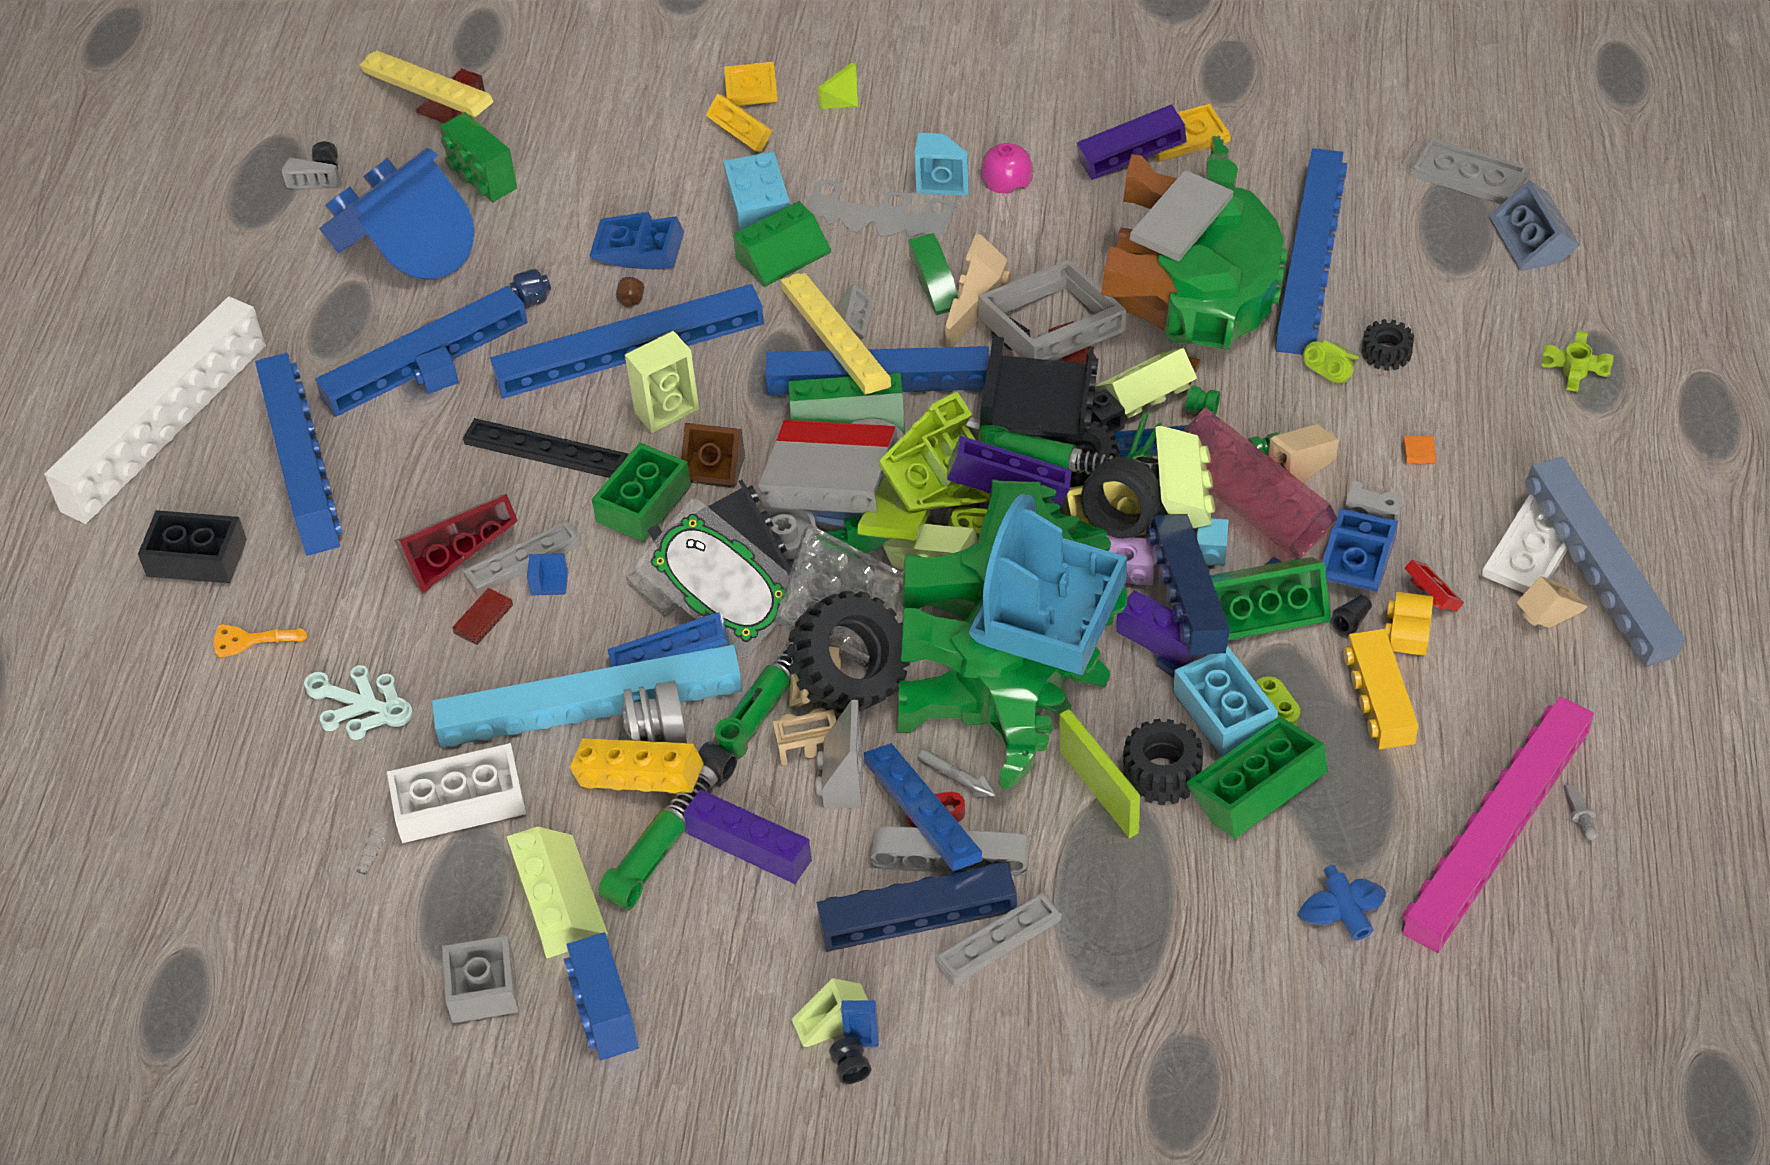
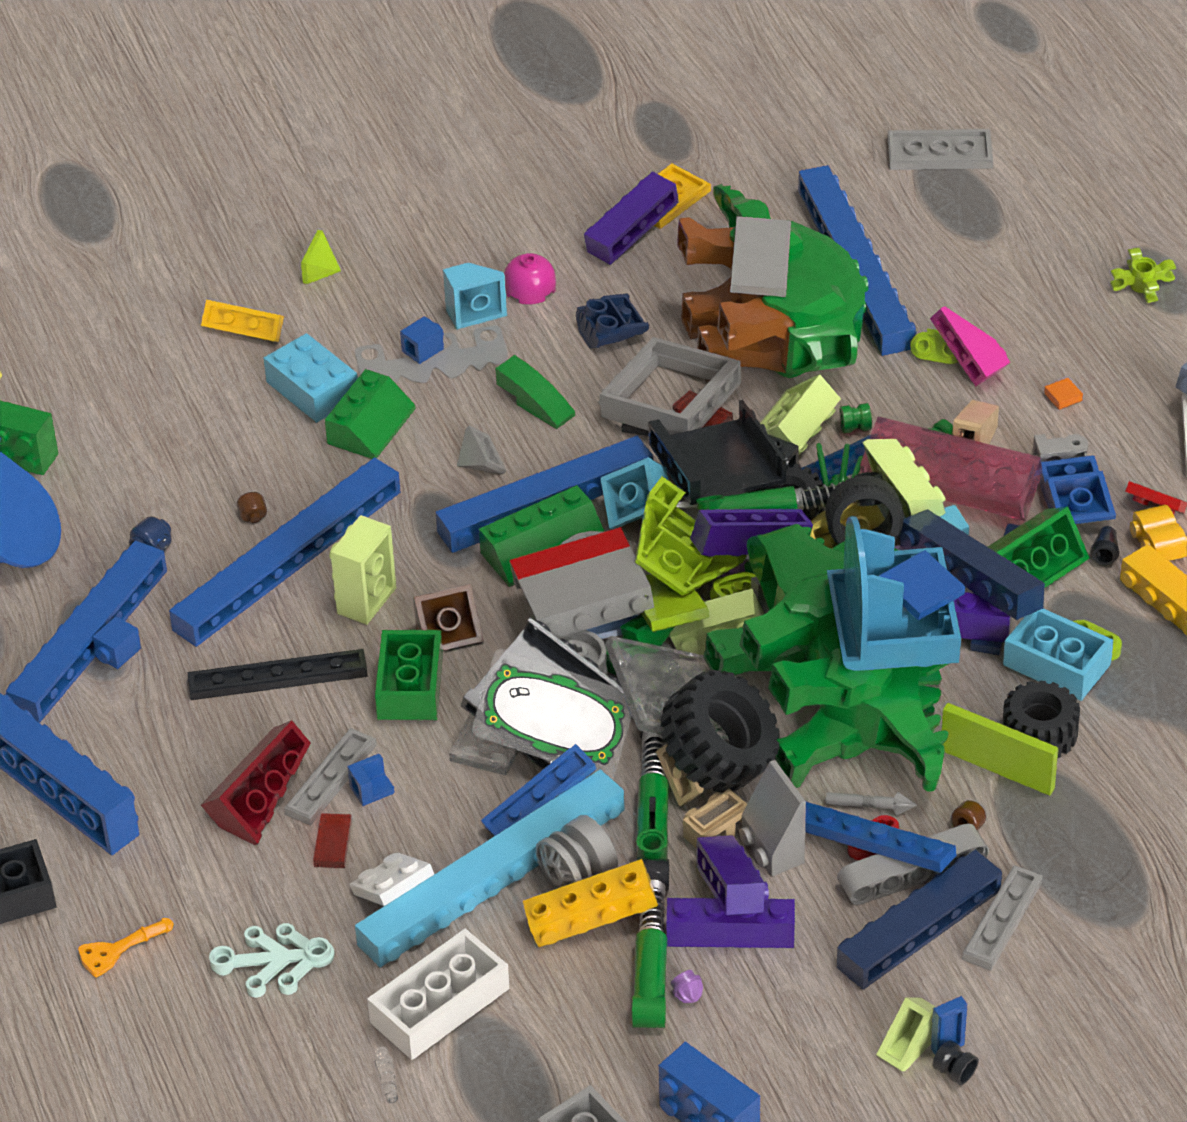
camera: 30 degrees left, 5 degrees down
(496, 671) = (391, 878): none -> white plate
(555, 888) = (588, 1040): yellowish green slope -> none
(638, 241) = (224, 460): blue slope -> none
(670, 879) = (687, 987): none -> medium lavender plate
(751, 83) = (225, 281): yellow plate -> none
(766, 792) = (731, 875): none -> dark purple brick
(835, 333) = (488, 472): light yellow plate -> none
(874, 191) = (422, 339): none -> blue brick
(942, 384) = (627, 491): none -> medium azure slope
(984, 273) = (585, 383): tan wedge -> none
(1034, 826) = (969, 813): none -> reddish brown piece
(1048, 230) = (609, 320): none -> dark blue slope
(1077, 586) = (925, 584): none -> blue tile
(1259, 776) = (1128, 700): green slope -> none
(1354, 376) = (973, 348): none -> dark pink slope
(1391, 334) = (981, 306): black tyre -> none
(1533, 228) = (1030, 178): sand blue slope -> none

